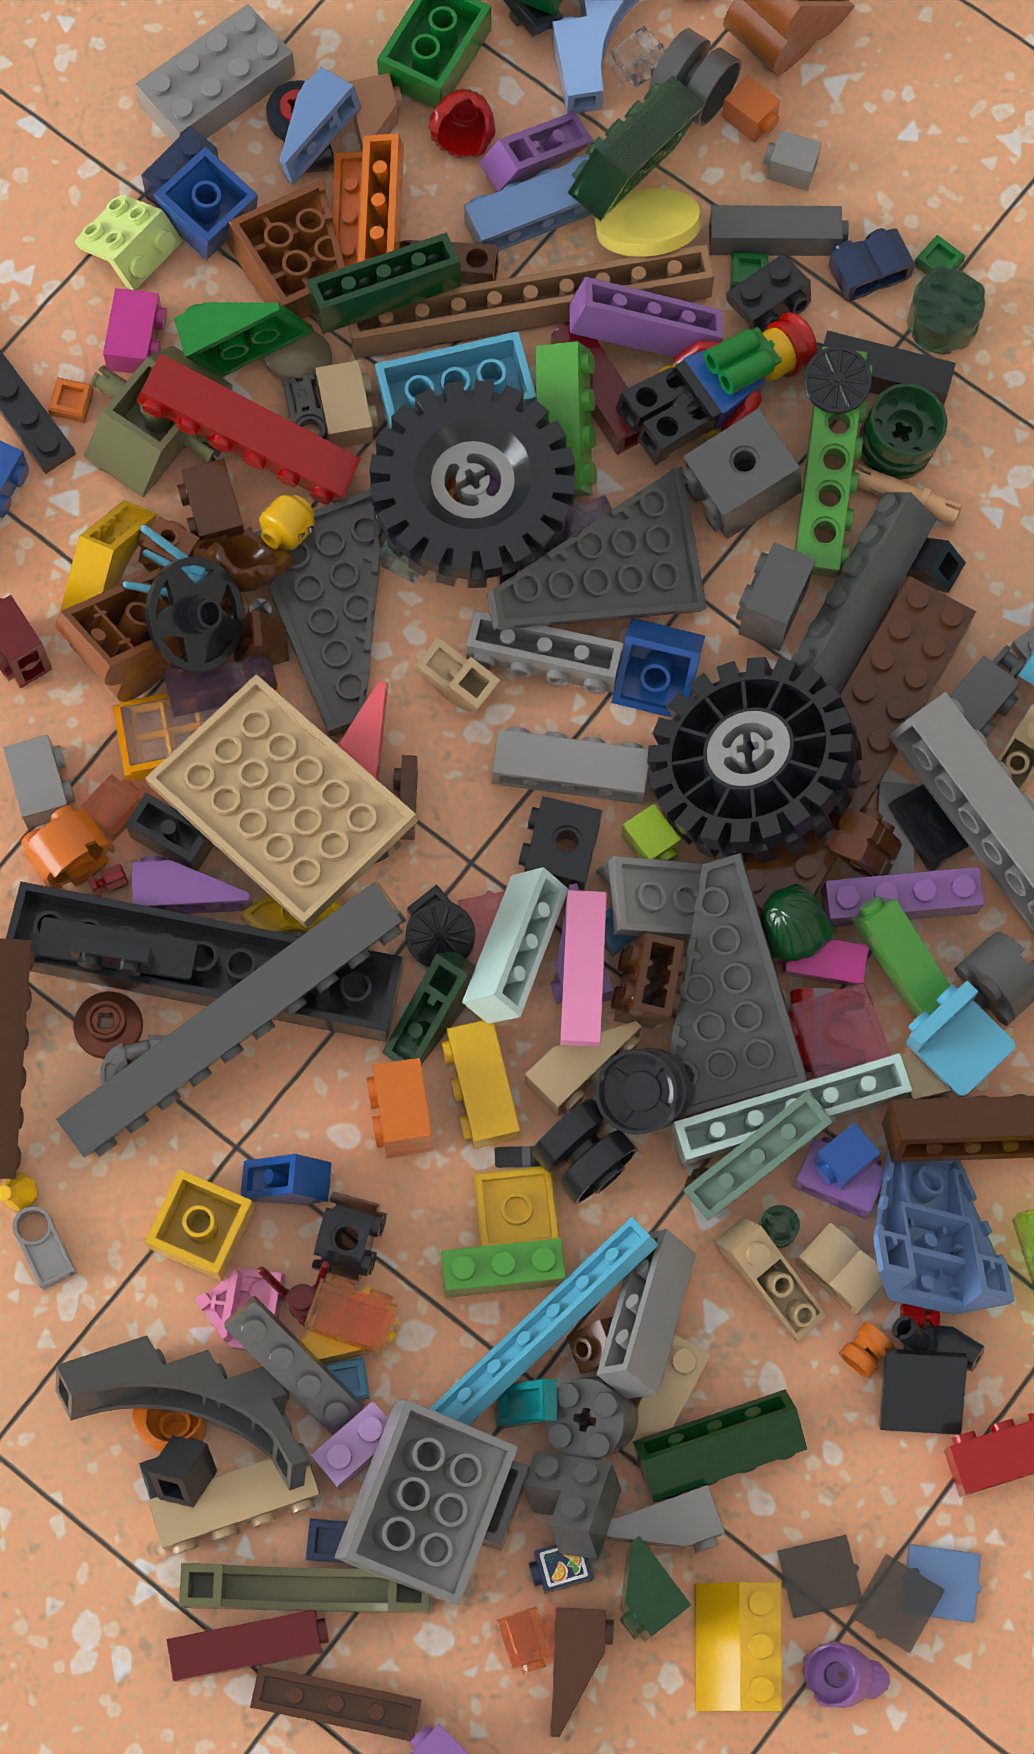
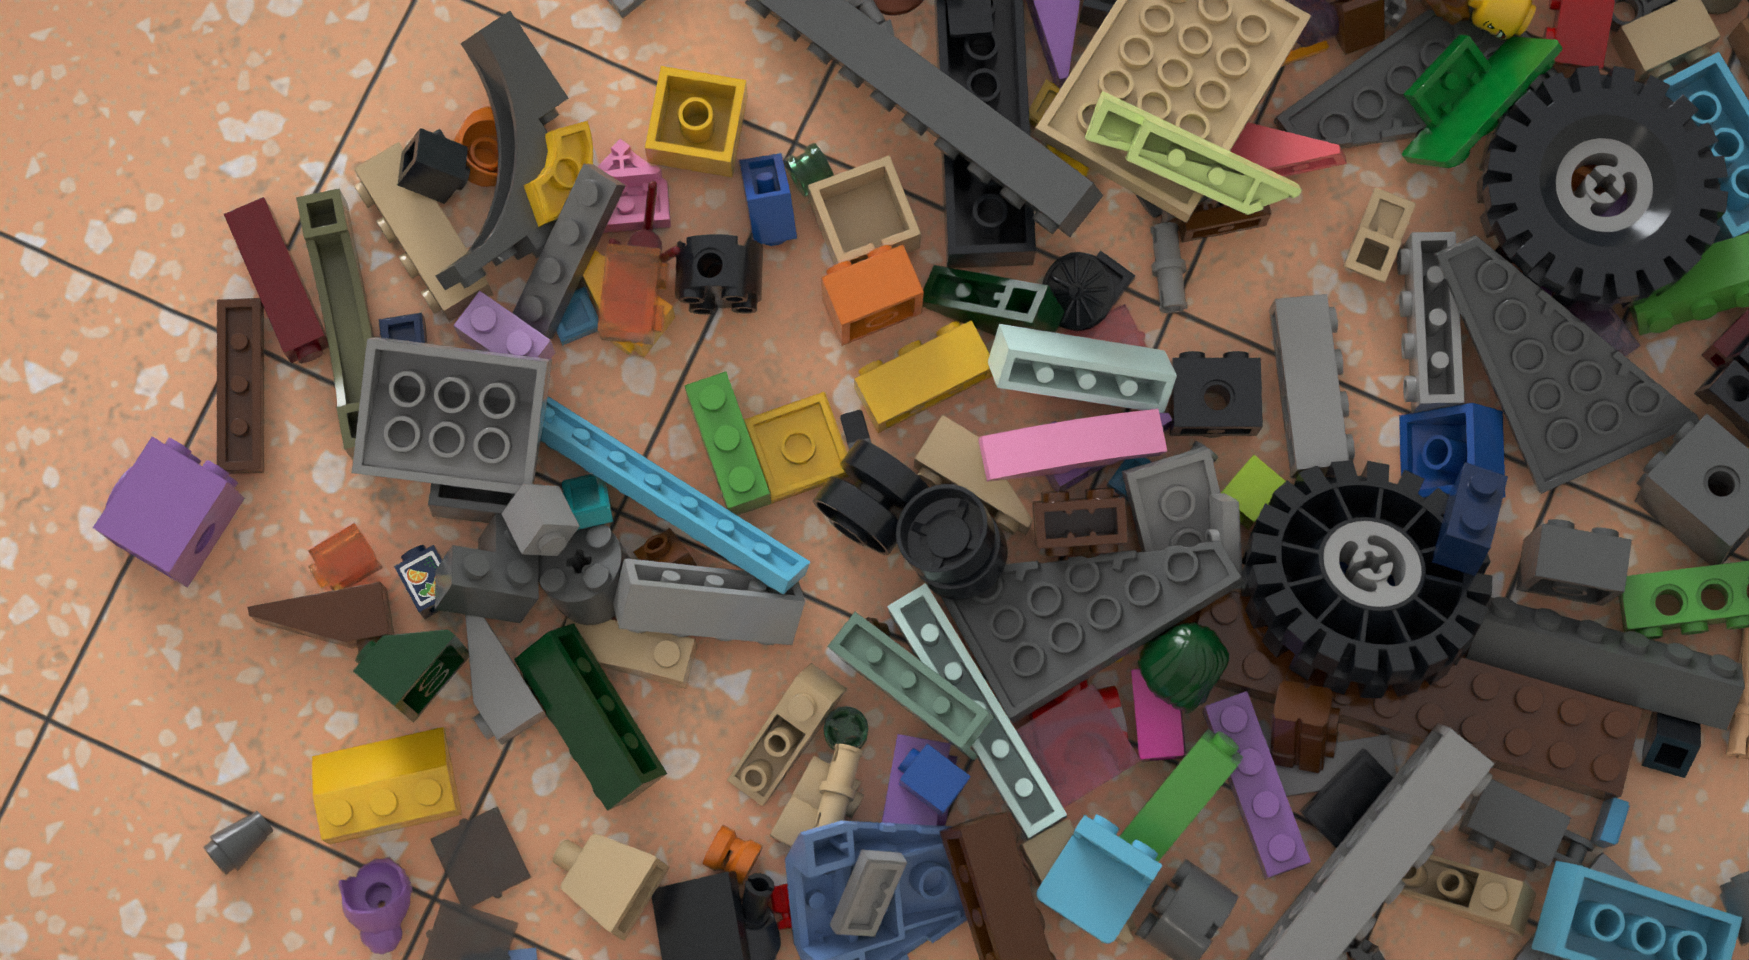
camera: 75 degrees right, 5 degrees up
(220, 1354) = (566, 154): none -> yellow tile
(269, 1137) = (808, 168): none -> clear green wheel
(327, 1098) = (863, 211): none -> tan piece
(360, 565) = (1467, 94): none -> green bracket
(363, 804) = (1186, 157): none -> yellowish green wedge
(437, 854) = (1168, 267): none -> light grey pin
(544, 1442) = (540, 520): none -> light grey brick
(681, 861) = (1226, 526): none -> light grey plate
(729, 661) = (1470, 519): none -> dark blue brick
(837, 1241) = (838, 787): none -> tan pin
(867, 1463) = (609, 880): none -> tan torso
(934, 1234) = (868, 893): none -> light grey plate
(991, 629) = (1610, 822): none -> dark azure tile

